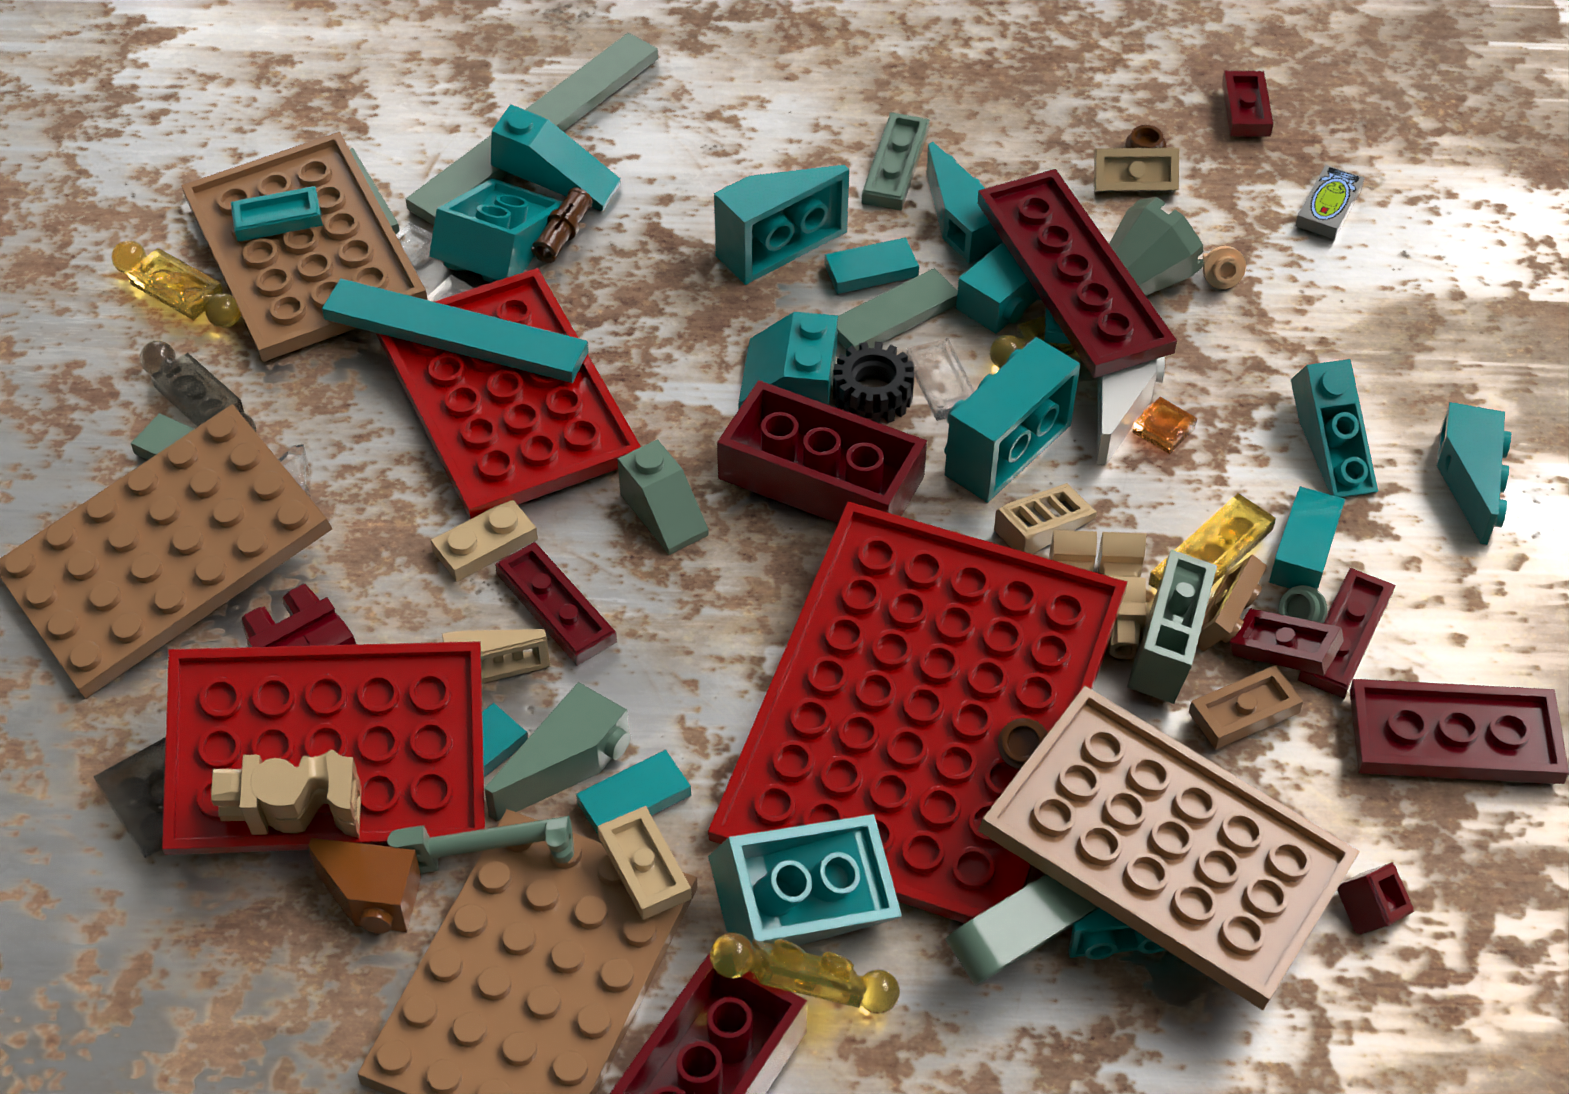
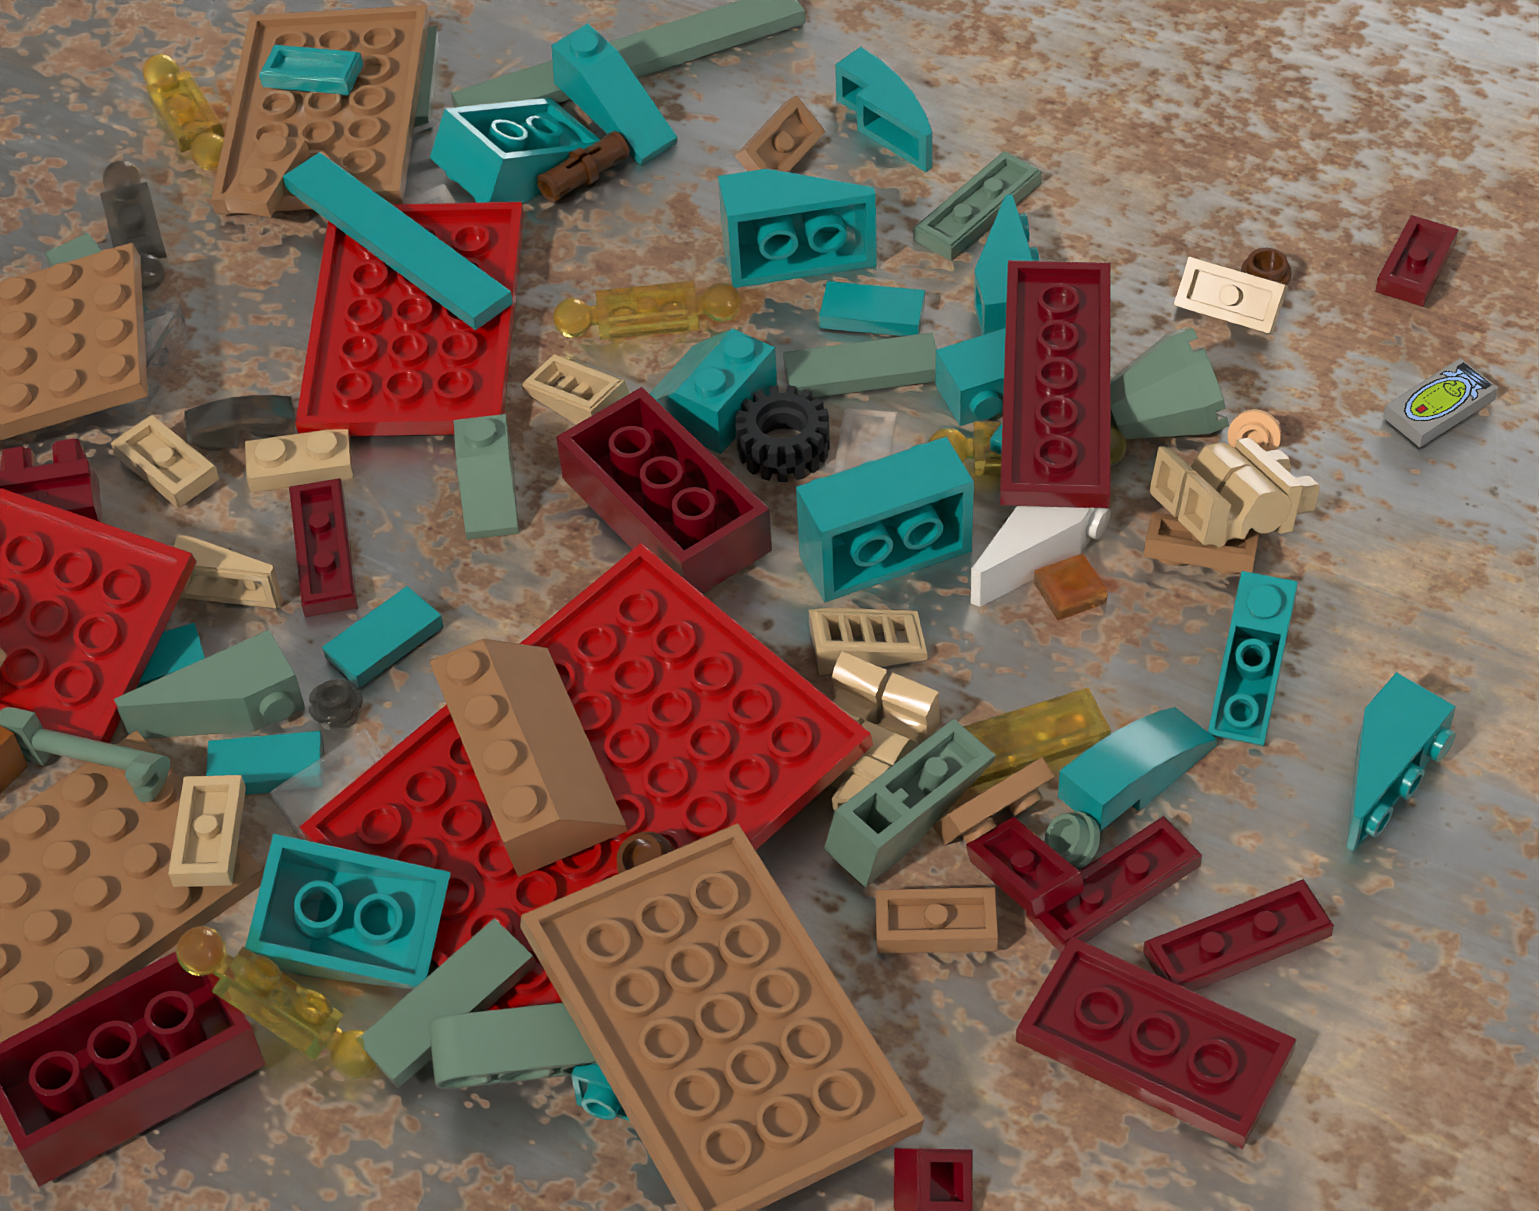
camera: 30 degrees right, 0 degrees up
(300, 313) = (260, 182): none -> medium nougat plate
(370, 580) = (165, 461): none -> tan plate
(407, 525) = (221, 421): none -> clear smoke slope
(659, 656) = (383, 636): none -> teal tile
(659, 734) = (337, 714): none -> clear smoke plate
(696, 322) = (647, 310): none -> clear yellow plate
(702, 787) = (324, 779): none -> clear tile
(708, 418) = (579, 394): none -> tan slope
(713, 156) = (781, 139): none -> medium nougat plate
(779, 106) = (884, 107): none -> teal slope
(869, 699) = (527, 751): none -> medium nougat slope
(930, 916) = (462, 984): none -> sand green tile
(1241, 359) = (1177, 546): none -> medium nougat plate
(1243, 312) = (1232, 491): none -> tan hips
(1458, 634) = (1239, 937): none -> dark red tile

